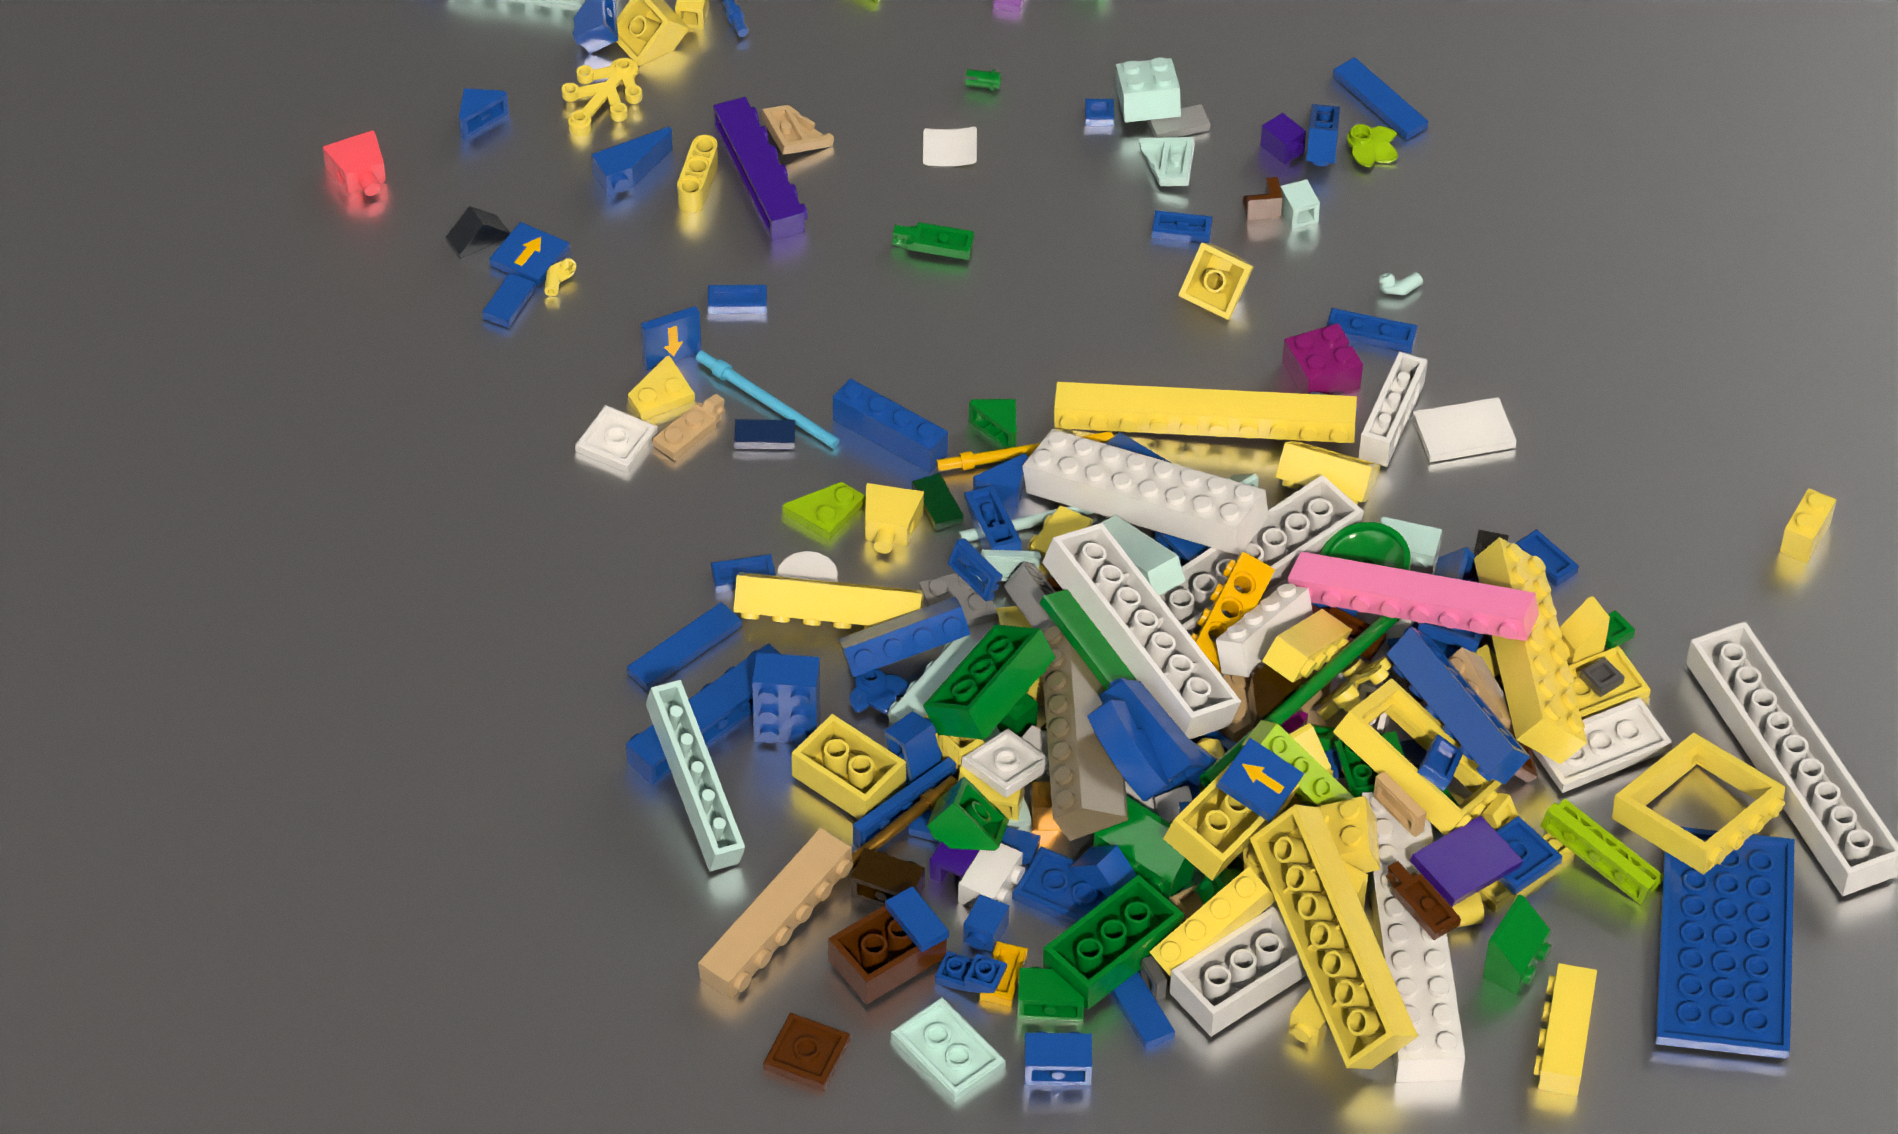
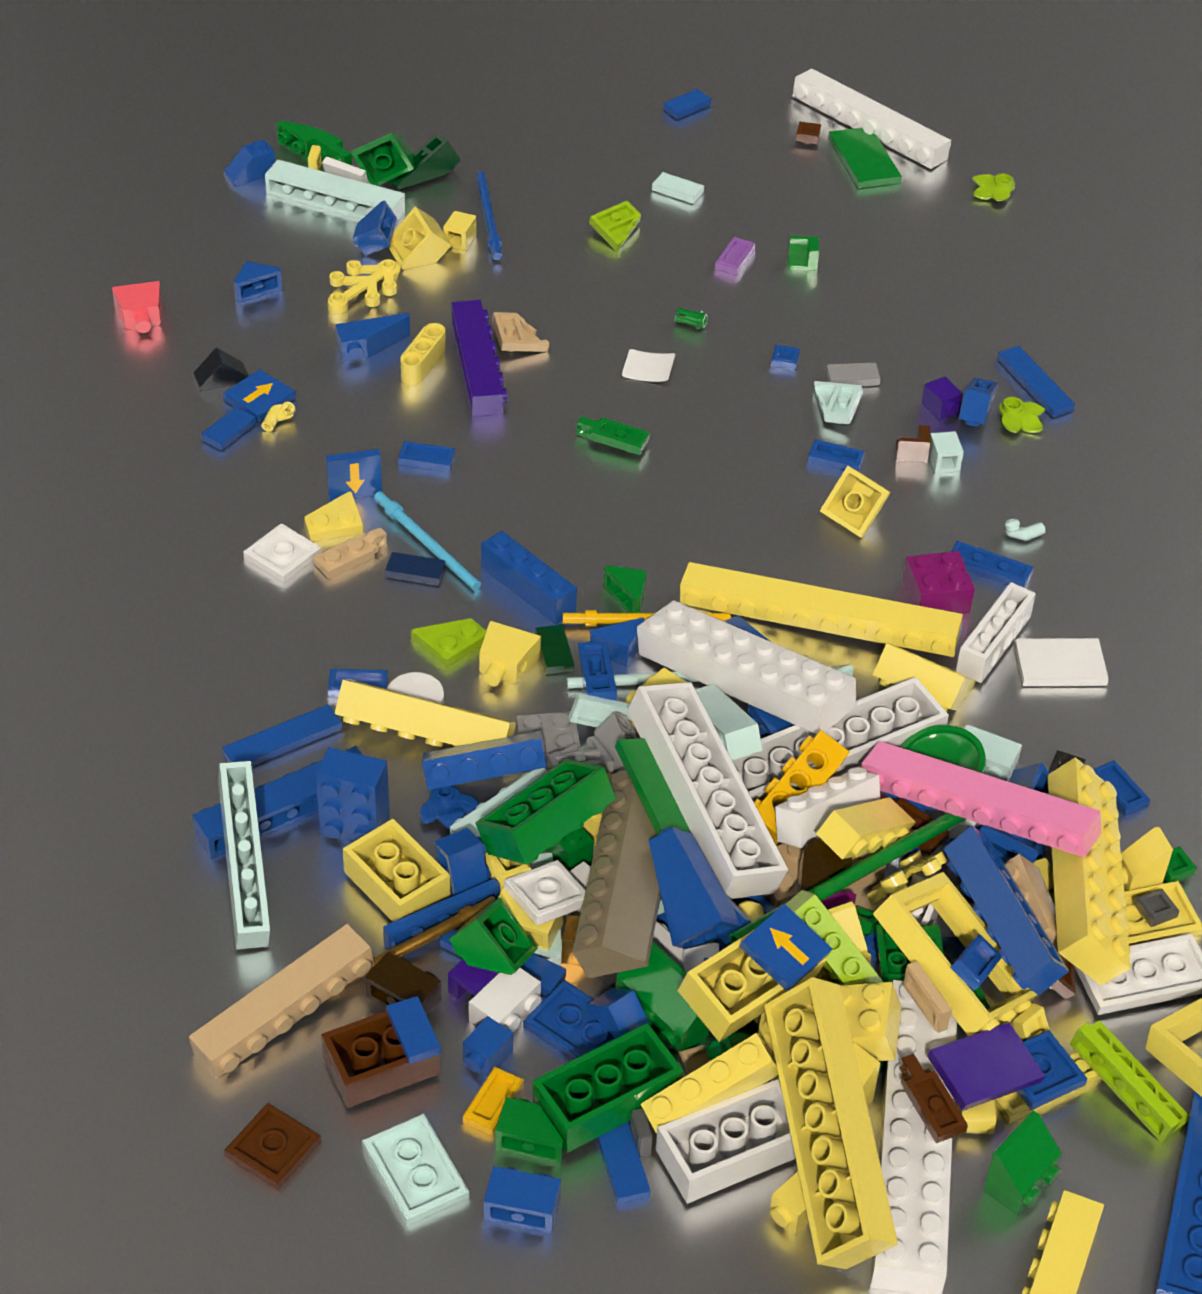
camera: 10 degrees right, 5 degrees down
(969, 974) = (458, 1095): blue slope -> none
(974, 565) = (567, 710): blue tile -> none
(1007, 612) = (592, 753): none -> light grey wing
(1129, 749) = (664, 896): blue slope -> none
(1148, 90) = (830, 343): light aqua brick -> none

